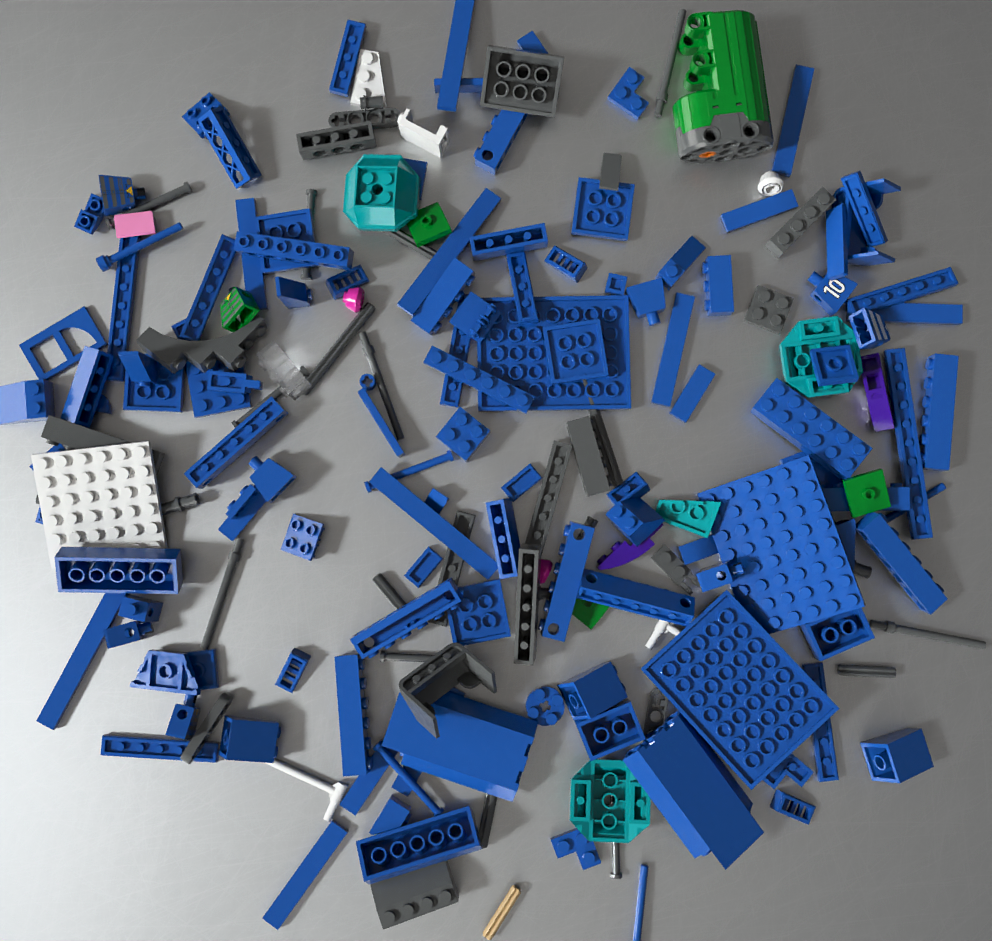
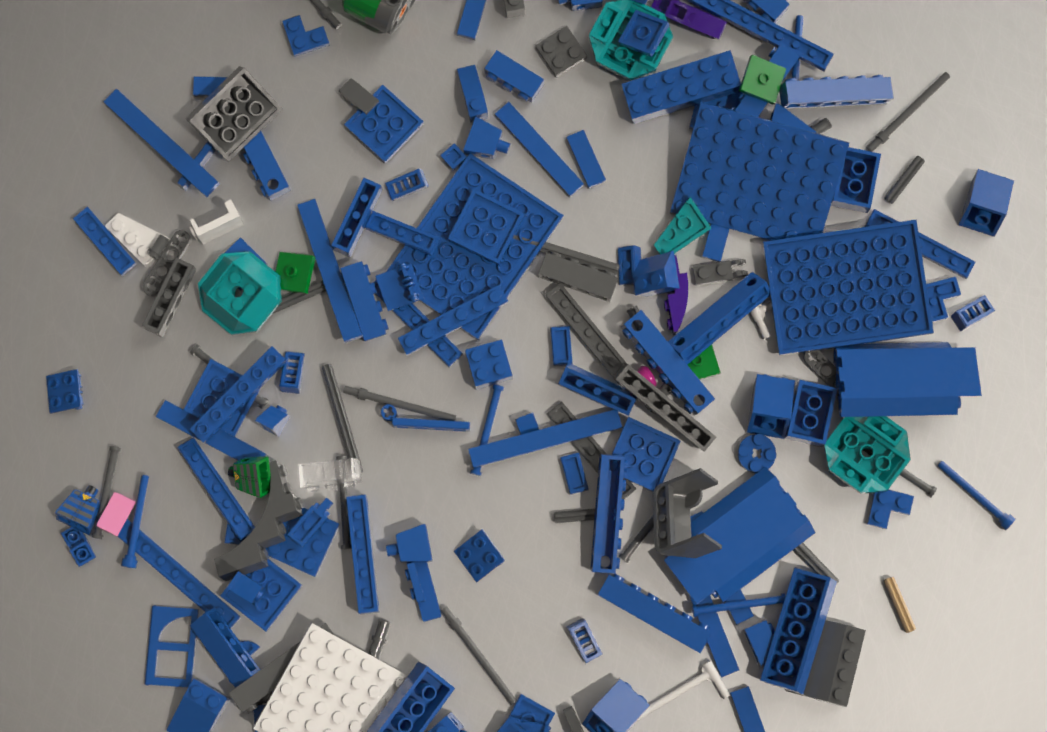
camera: 60 degrees left, 5 degrees down
(231, 144) = (95, 381): blue fence -> none
(354, 299) = (311, 375): dark pink cone -> none
(711, 576) = (745, 246): blue torso -> none

